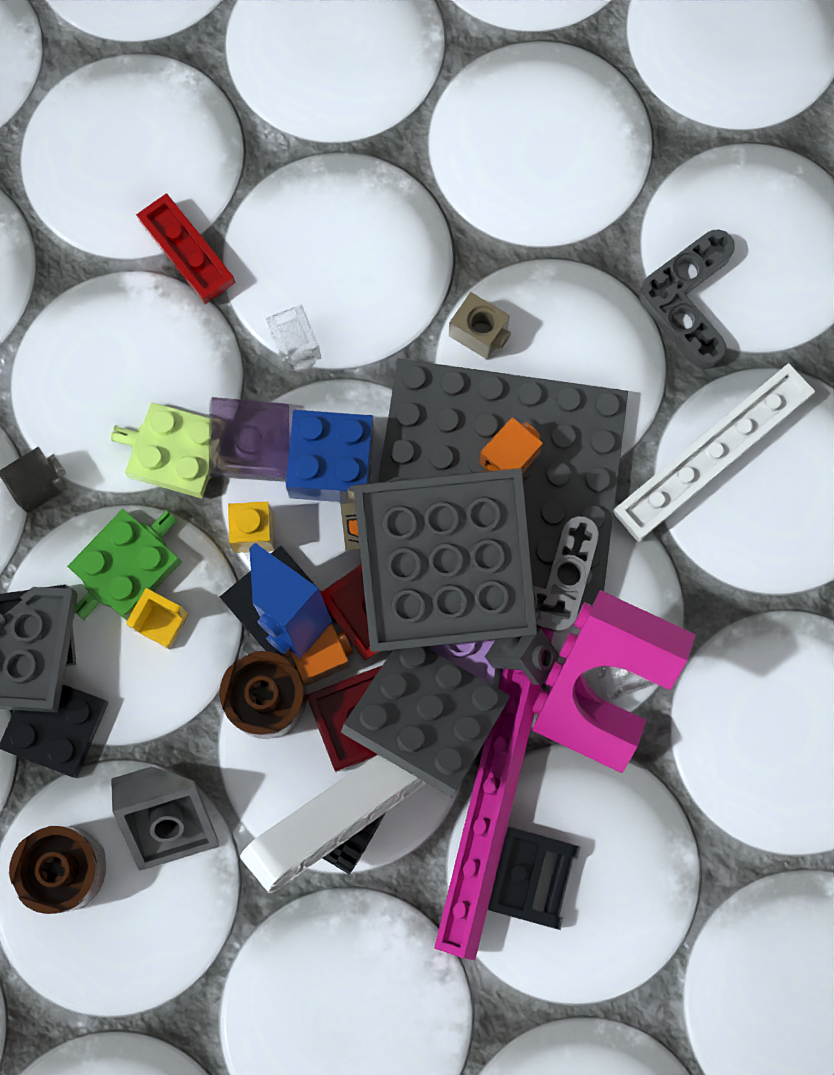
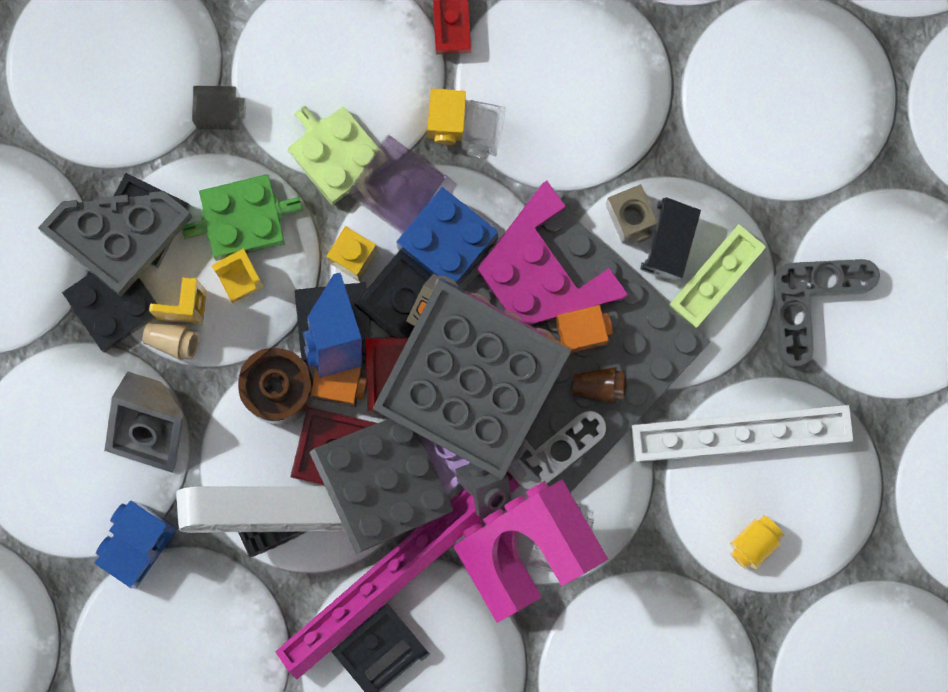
camera: 35 degrees right, 5 degrees up
(40, 886) = (27, 410): reddish brown brick -> none
(132, 684) = (190, 307): none -> yellow panel
(135, 720) = (173, 340): none -> tan cone
(230, 939) = (136, 543): none -> blue brick
(252, 348) = (446, 116): none -> yellow brick
(317, 538) = (394, 295): none -> black tile
(428, 438) = (528, 275): none -> dark pink wing
(533, 323) = (671, 240): none -> black hinge
(563, 489) = (602, 384): none -> reddish brown cone
(592, 330) = (717, 276): none -> yellowish green plate
(798, 538) = (756, 542): none -> yellow brick

